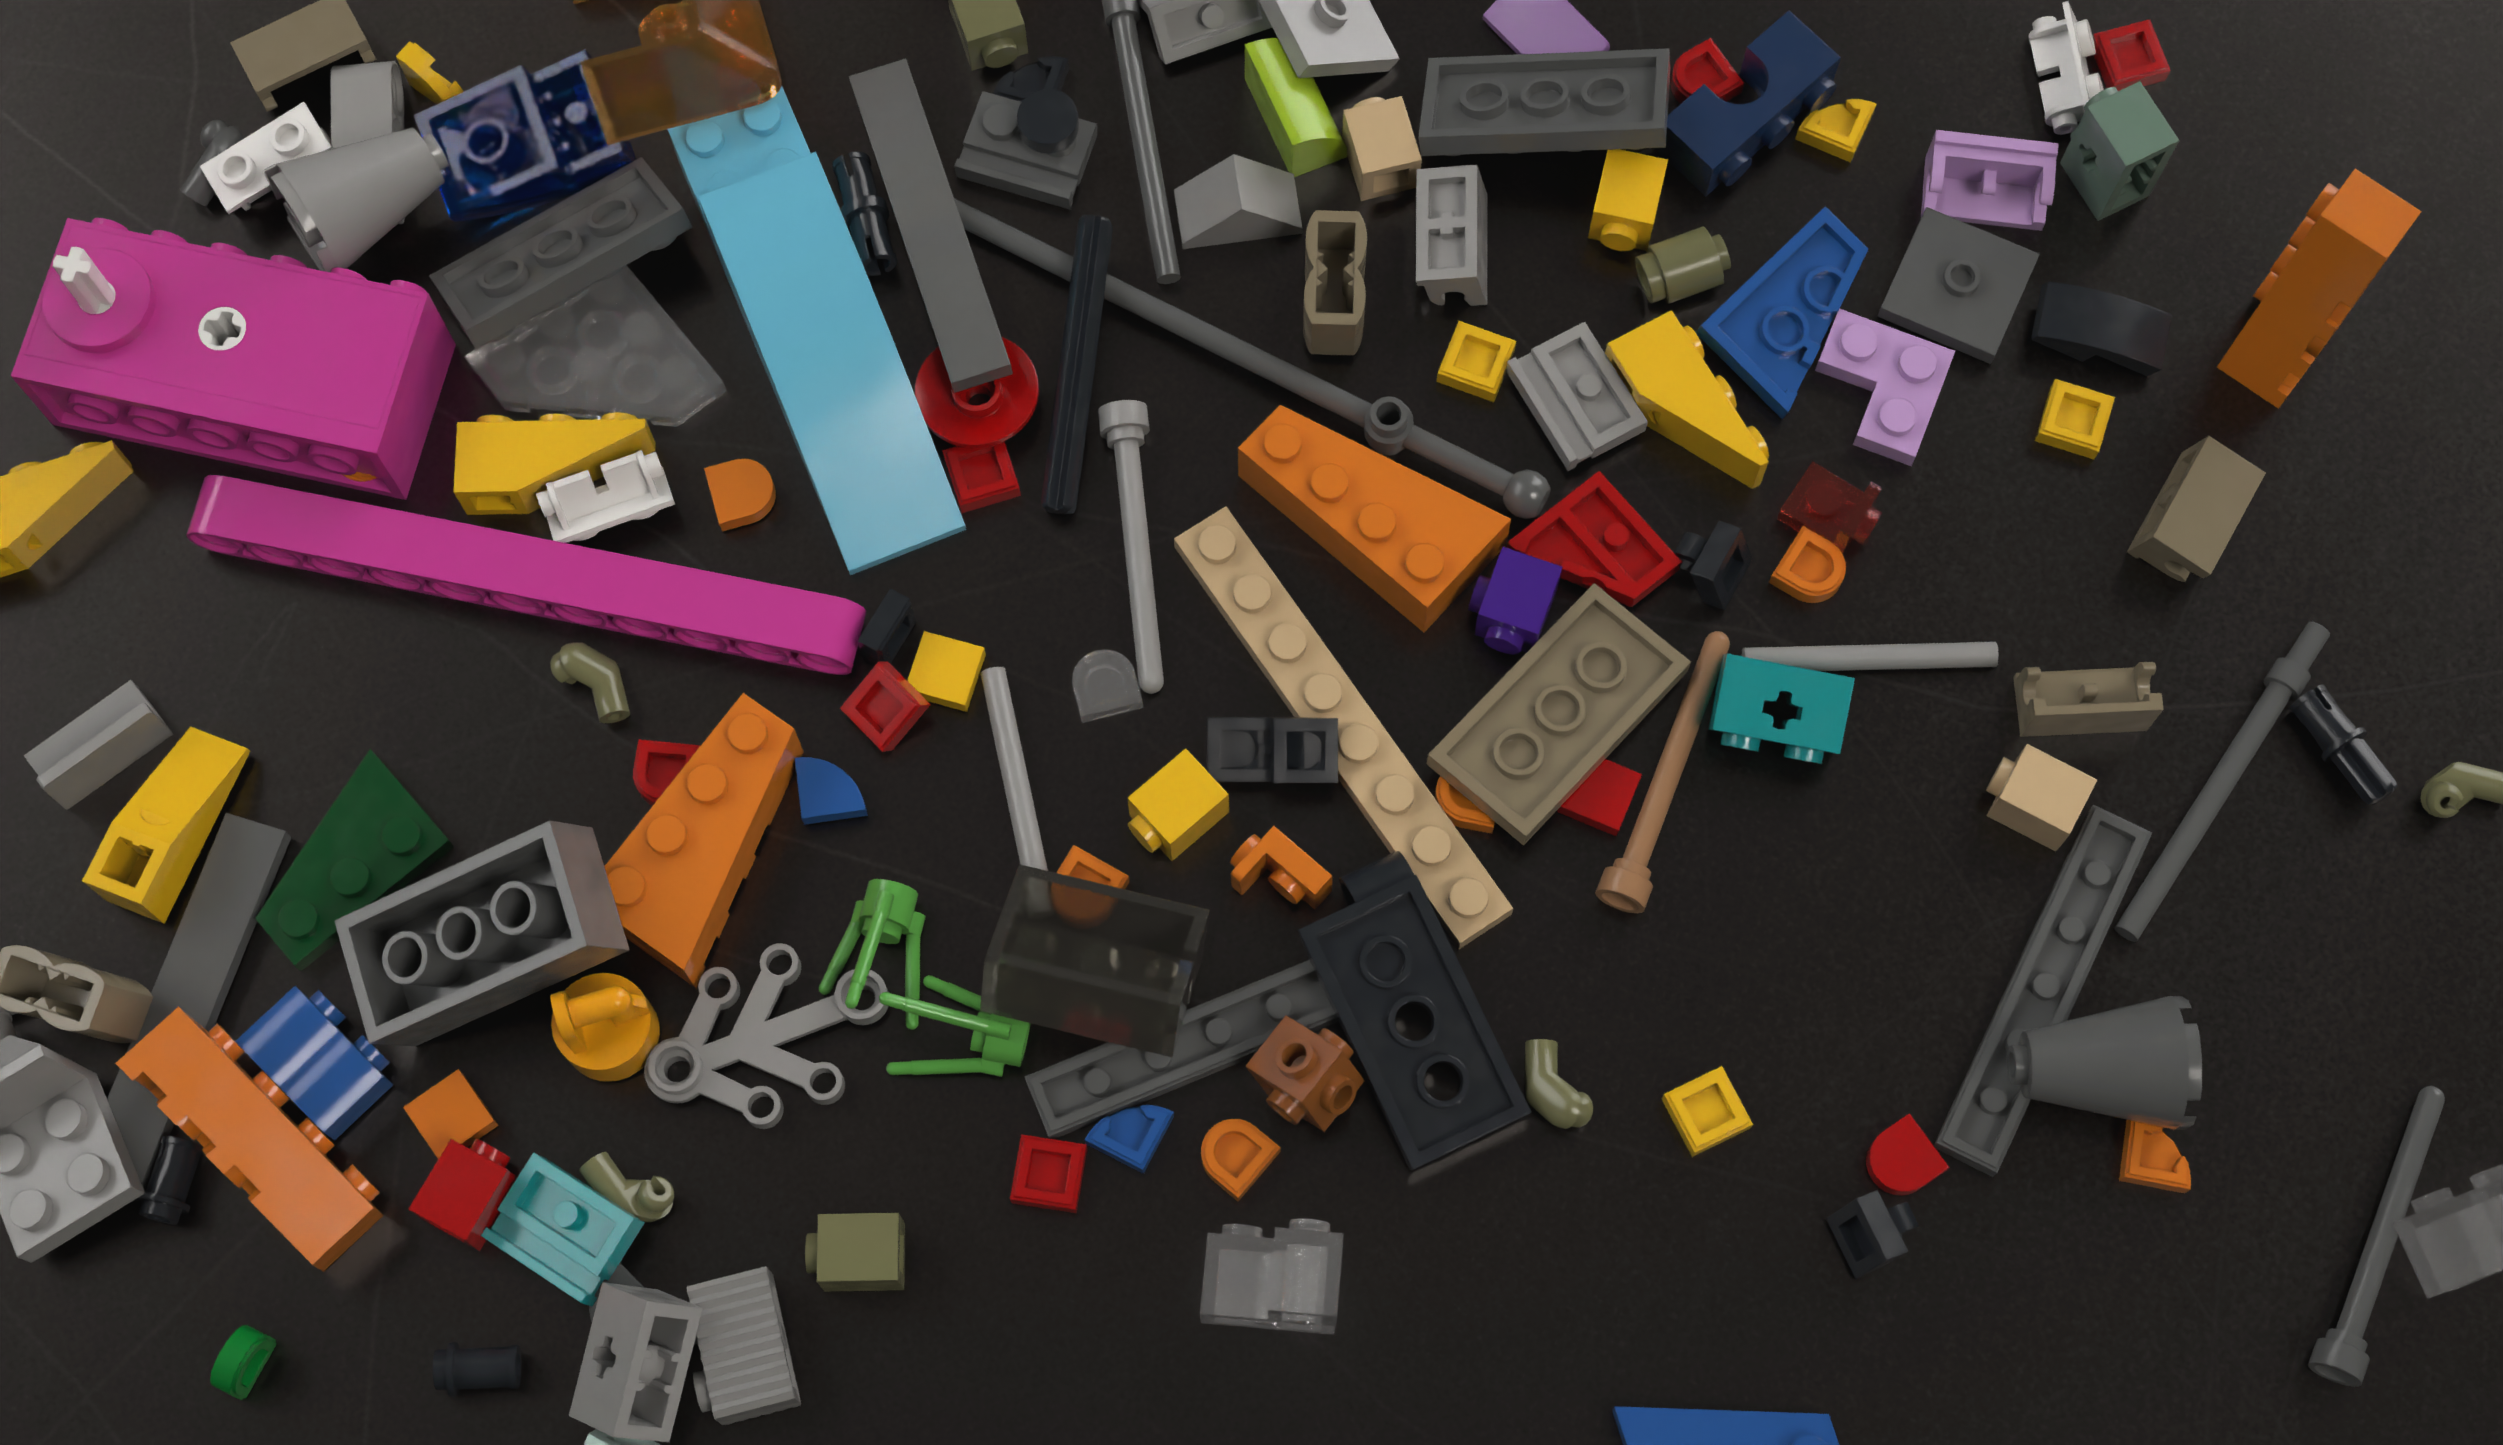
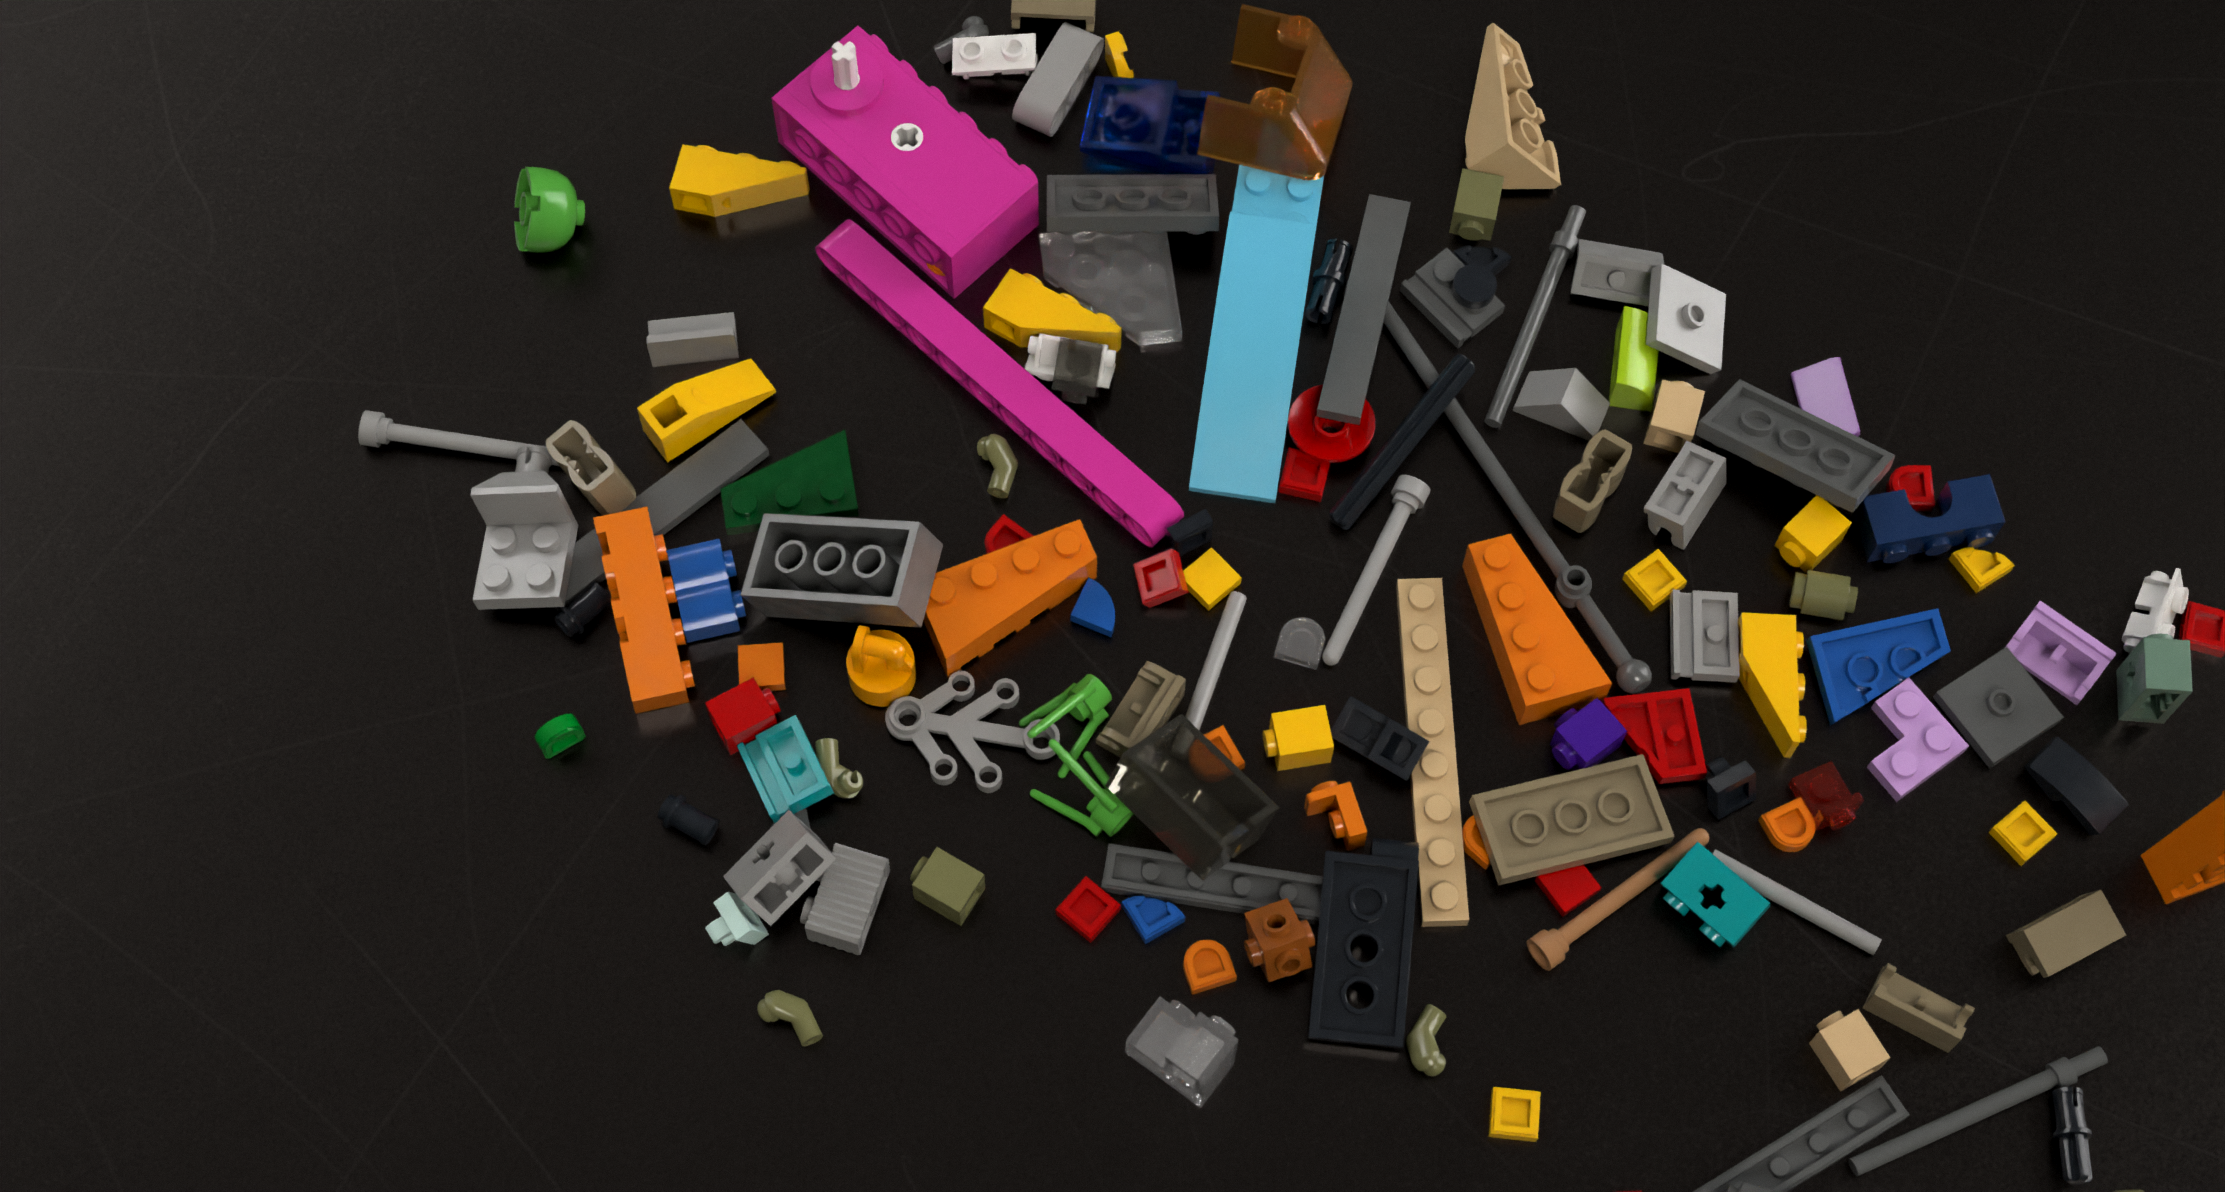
camera: 30 degrees right, 5 degrees down
(356, 192) = (1033, 101): light grey cone -> none
(623, 504) = (1077, 370): none -> clear smoke bracket
(740, 492) = (1152, 404): orange tile -> none
(964, 887) = (1143, 708): none -> dark tan hinge

